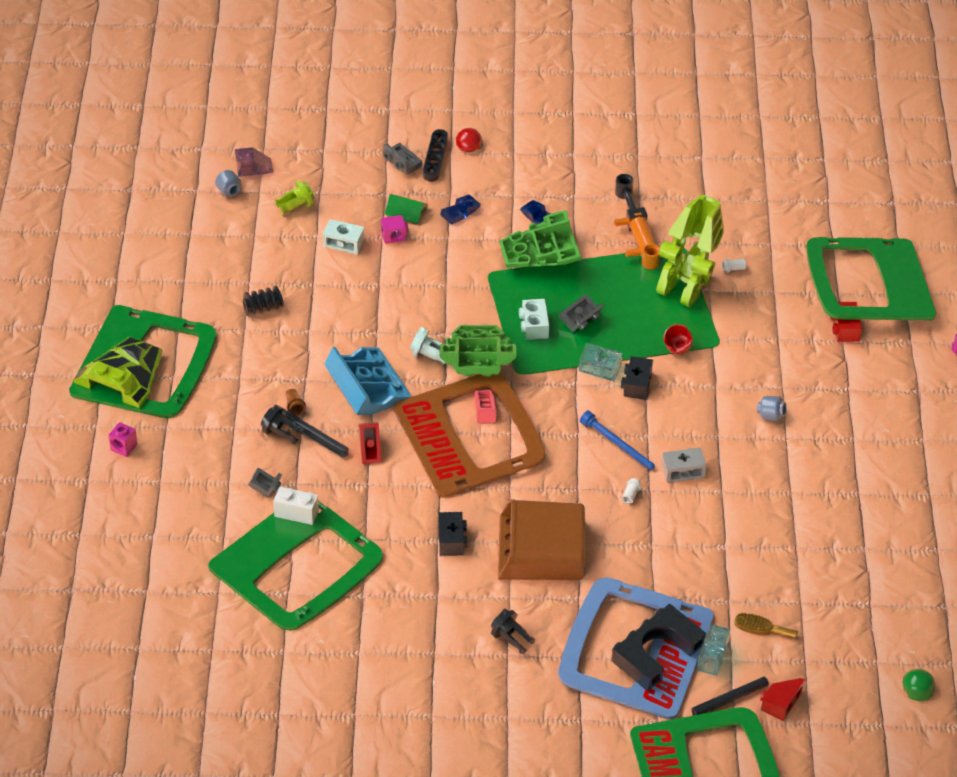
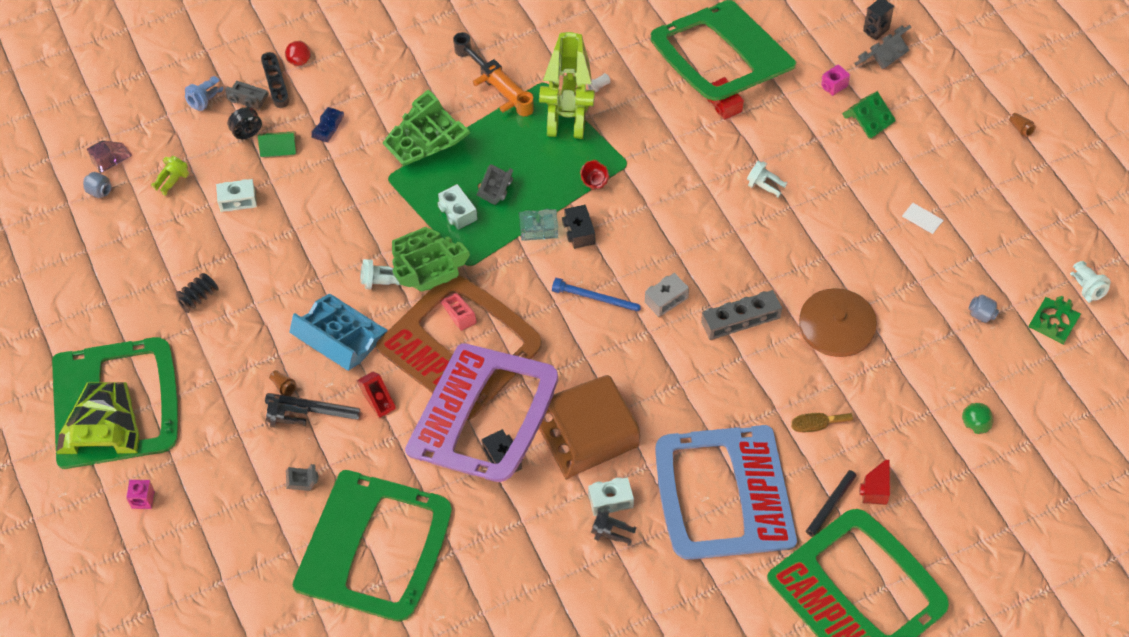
camera: 25 degrees left, 10 degrees up
(296, 505) = (345, 490): white brick -> none
(357, 142) = (198, 97): none -> medium blue piece
(385, 184) = (246, 122): none -> black wheel
(394, 229) = (278, 169): dark pink brick -> none
(439, 470) = (454, 400): none -> medium lavender door
(529, 605) = (621, 501): none -> light aqua brick
(534, 211) = (398, 101): clear blue slope -> none
(631, 490) = (635, 339): white pin -> none
(666, 624) = (731, 504): black arch -> none
(713, 650) = (795, 464): clear light blue brick -> none
(744, 508) = (735, 322): none -> dark grey brick
(772, 408) = (709, 207): sand blue head -> none
(834, 552) = (837, 322): none -> dark orange dish
(836, 398) = (759, 175): none -> light aqua piece

